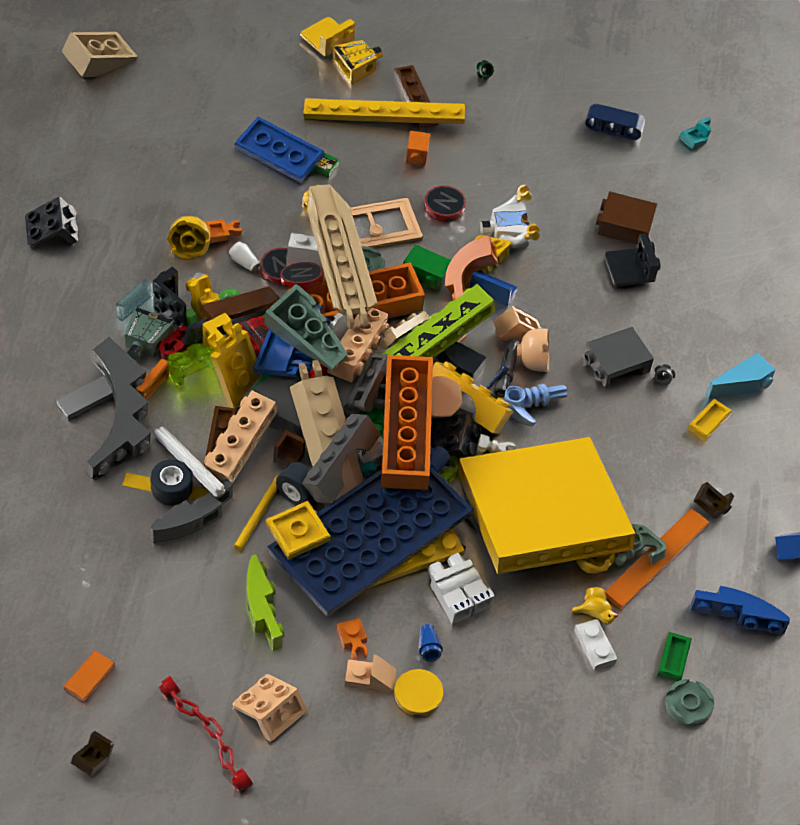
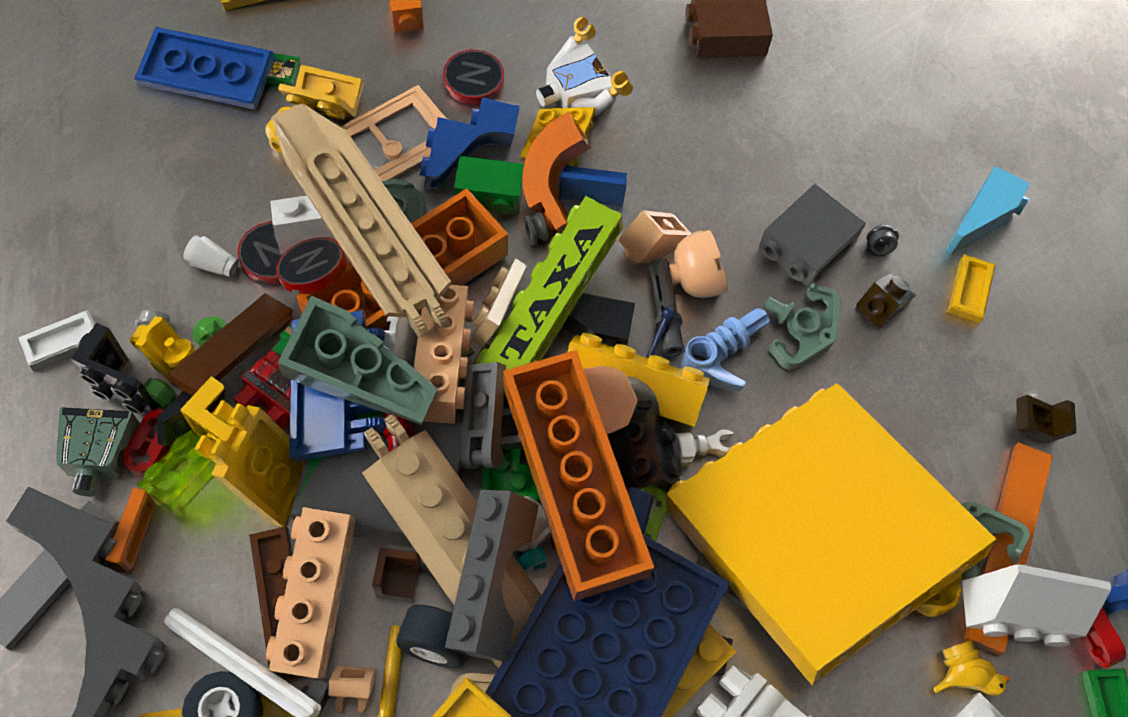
camera: 20 degrees left, 10 degrees up
(133, 299) = (54, 393): clear light blue tile -> none
(136, 274) = (55, 340): none -> white tile
(189, 237) = (111, 254): yellow cylinder -> none
(221, 231) = (158, 227): orange plate -> none
(245, 493) = (351, 682): none -> light nougat tile
(348, 184) = (325, 91): none -> yellow bracket
(441, 233) = (489, 126): none -> blue arch
(445, 298) = (536, 228): none -> dark grey bush
(592, 409) = (812, 330): none -> sand green piece
(635, 264) = (769, 86): black bracket -> none
(647, 578) = (1033, 604): none -> white slope
(648, 404) = (885, 299): none -> dark brown bracket
(684, 614) = (1104, 642): none -> red beam

